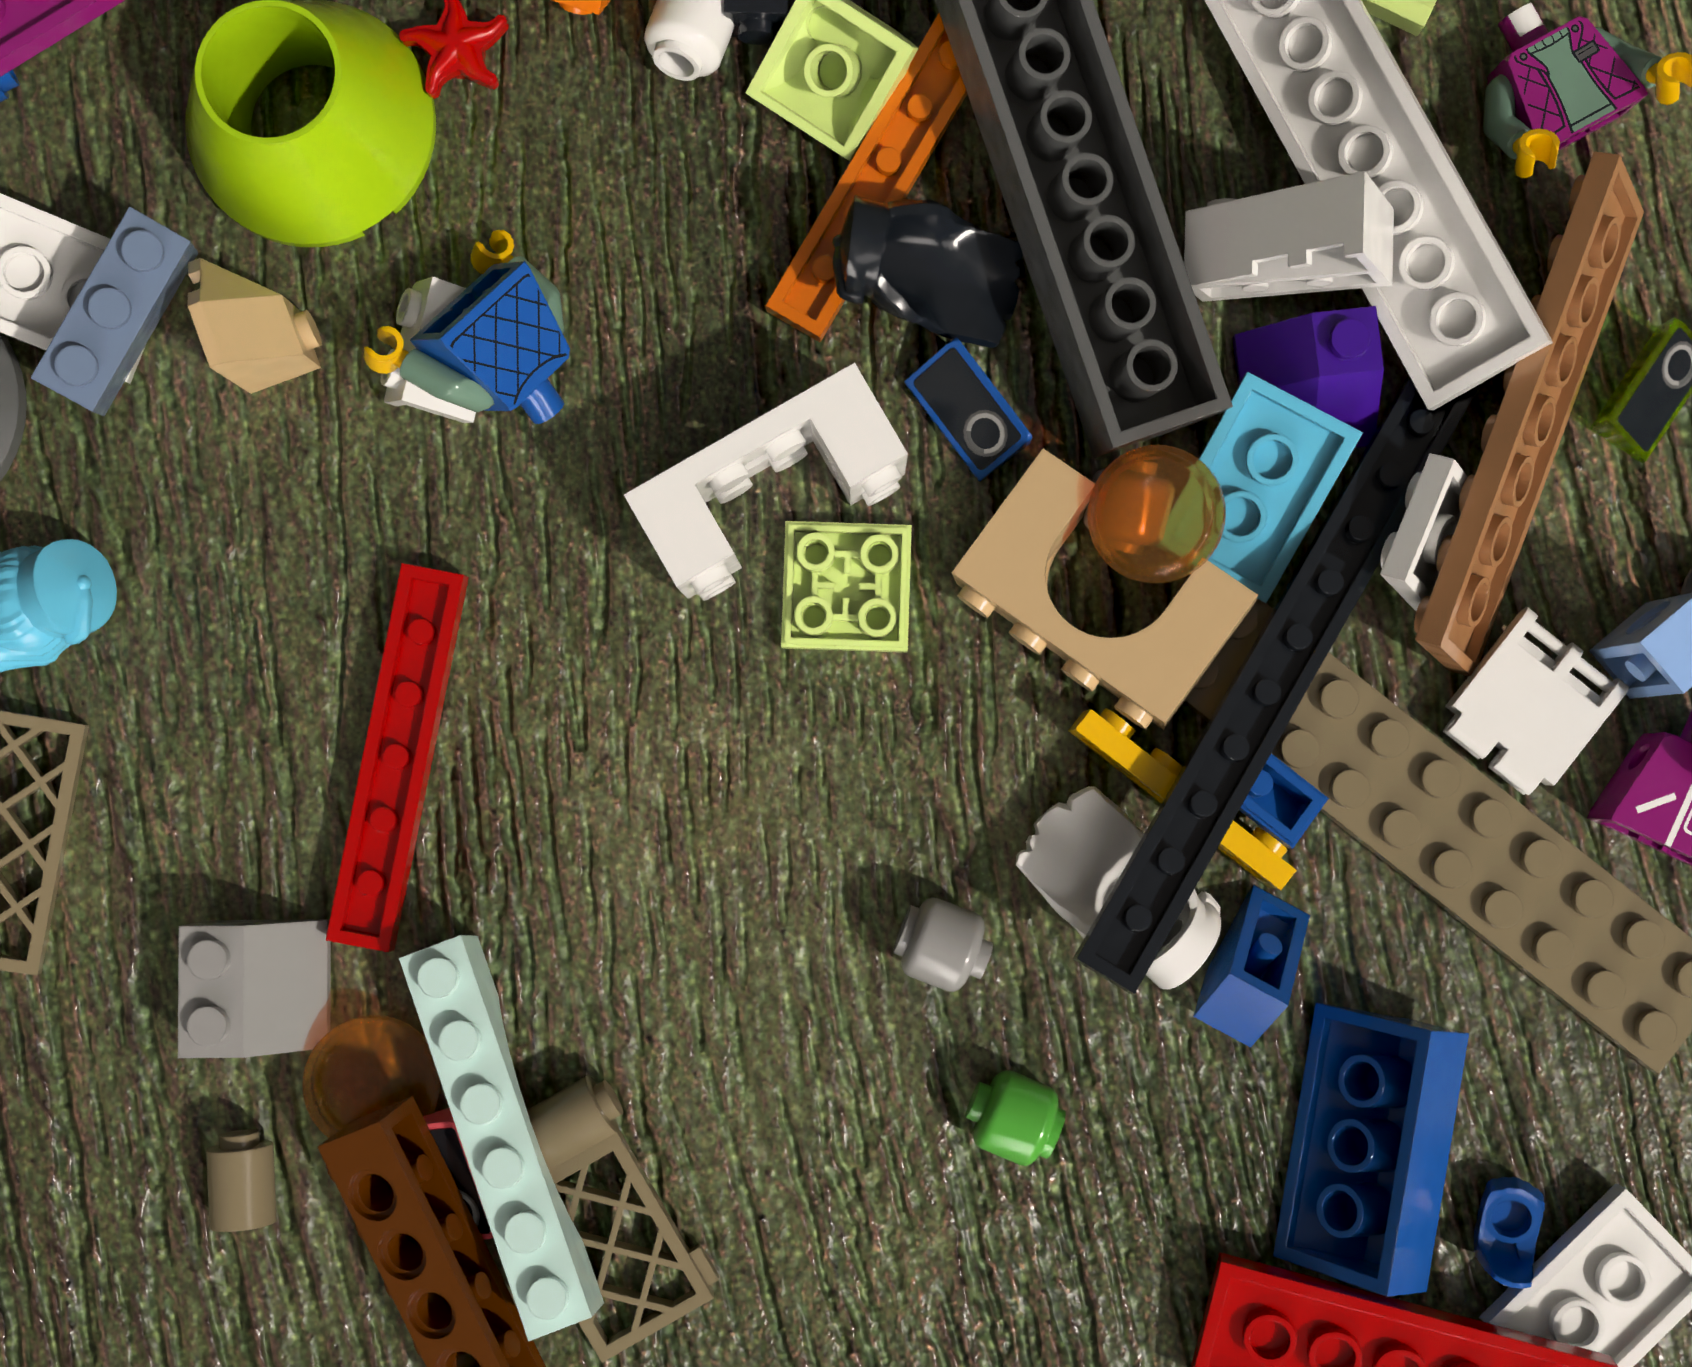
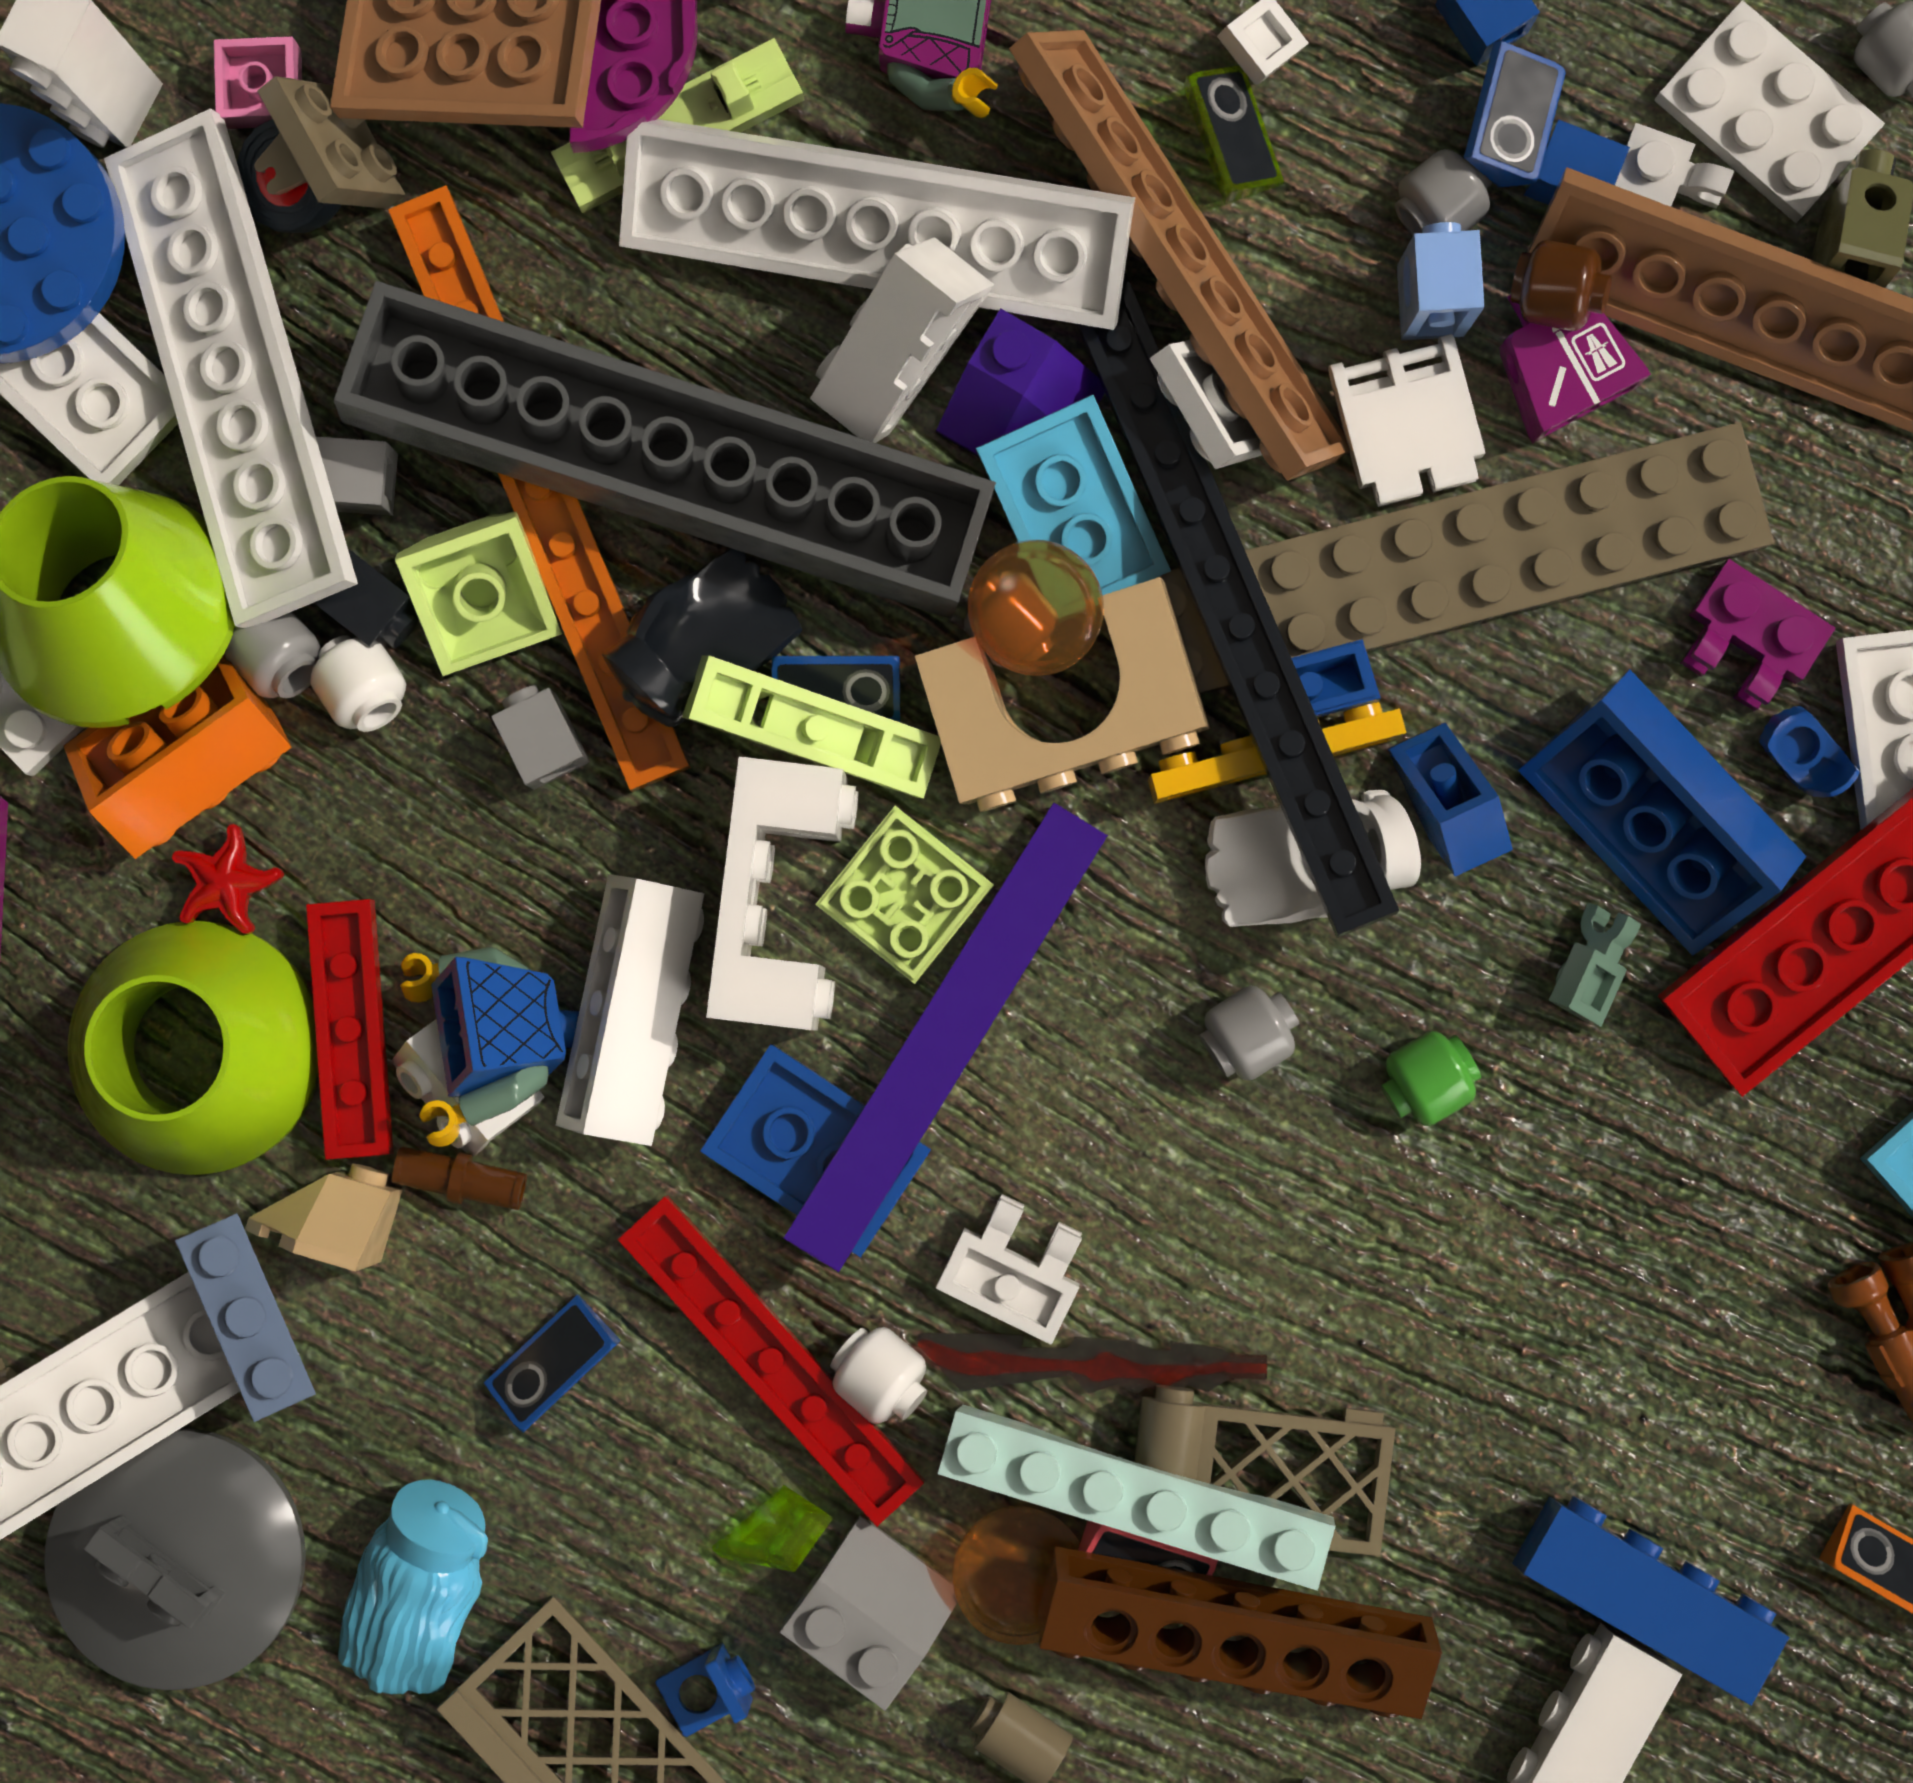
camera: 50 degrees left, 0 degrees up
(116, 911) = (728, 1676): none -> blue bracket
(263, 863) = (776, 1532): none -> clear neon green piece
(267, 585) = (551, 1363): none -> slope
(359, 403) = (459, 1178): none -> reddish brown pin
(412, 229) = (349, 1029): none -> red plate
(448, 851) = (879, 1375): none -> white head
(587, 1016) = (1095, 1363): none -> clear smoke sword
(590, 437) = (630, 1010): none -> white brick
(590, 667) = (788, 1131): none -> blue plate
(598, 901) = (1009, 1284): none -> white plate
(754, 203) = (539, 736): none -> light grey brick
(754, 703) = (945, 1038): none -> dark purple tile
(924, 407) = (812, 727): none -> yellowish green hinge
(1199, 1185) = (1592, 972): none -> sand green plate
(1584, 1112) = (1760, 622): none -> magenta plate

